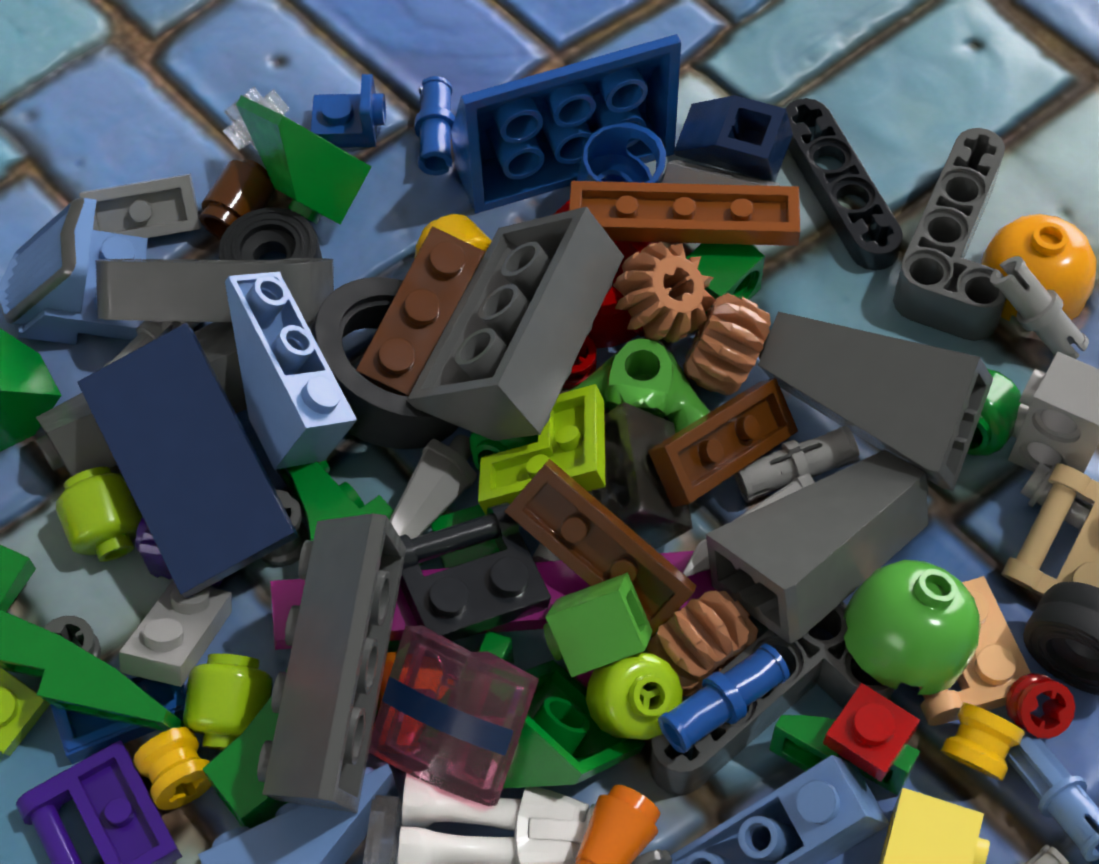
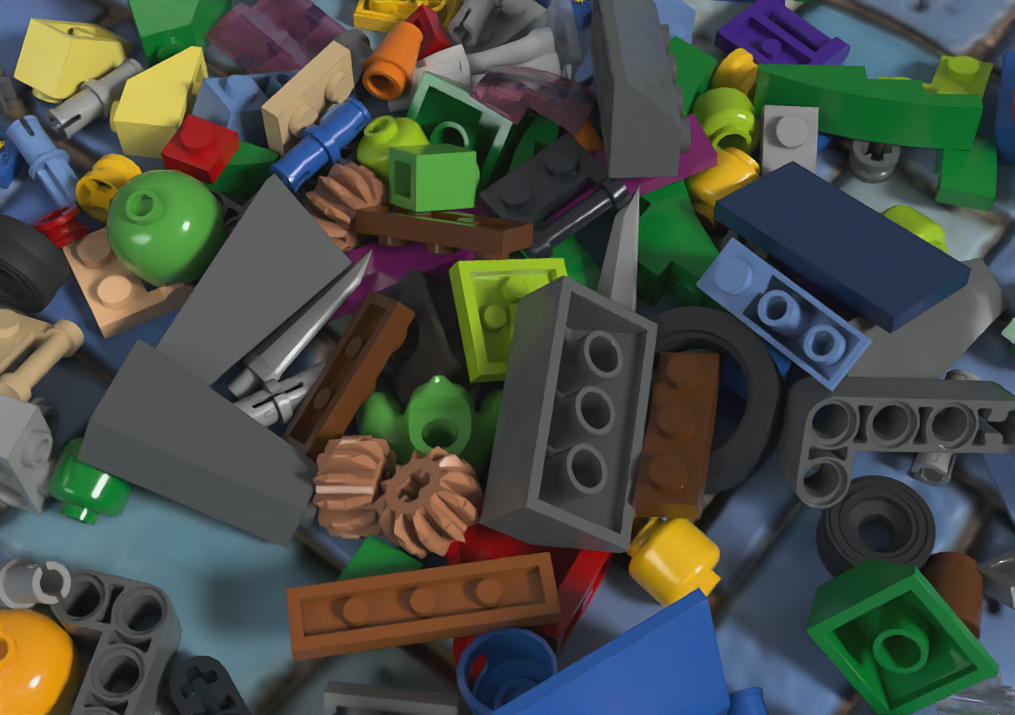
camera: 165 degrees right, 0 degrees up
(246, 618) = (731, 173): none -> yellow head
(738, 768) = (308, 97): none -> tan plate

